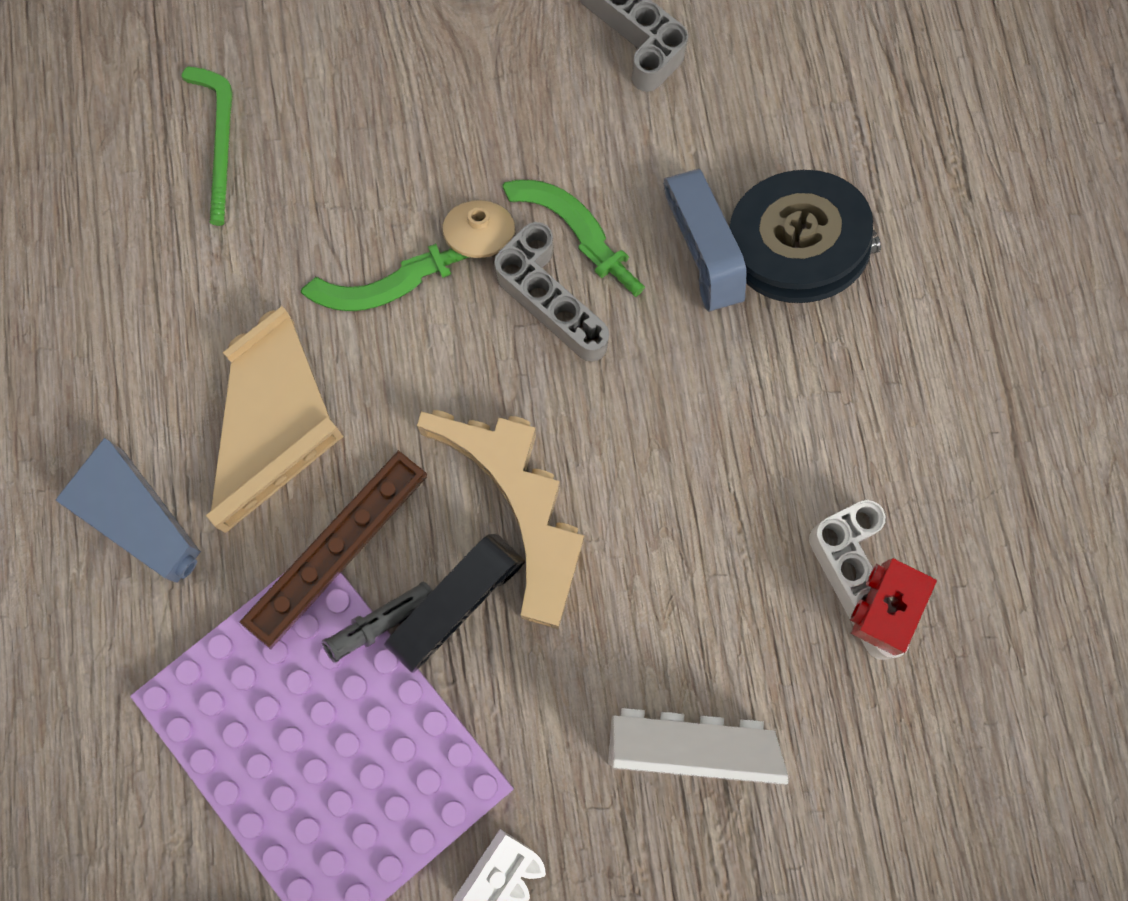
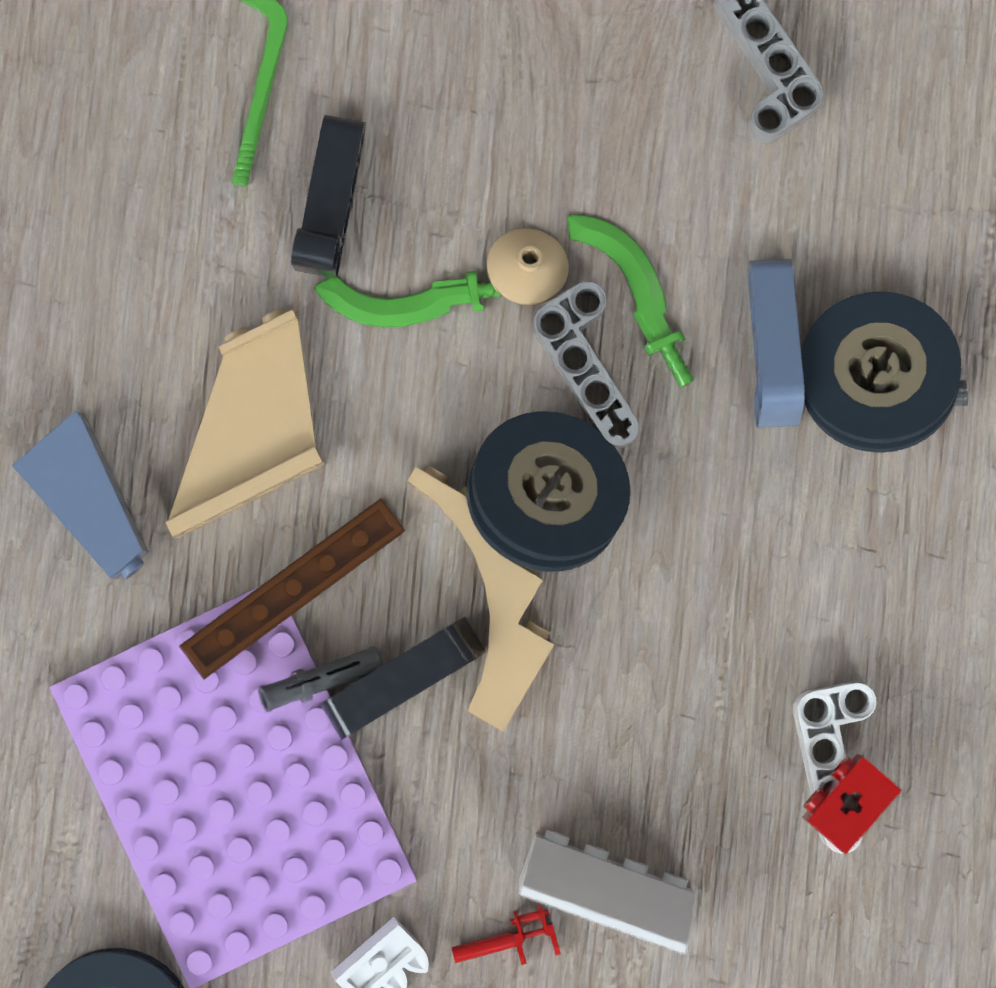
camera: 20 degrees right, 10 degrees up
(295, 243) = (330, 197): none -> black beam
(574, 416) = (576, 516): none -> black wheel
(612, 823) = (508, 939): none -> red piece

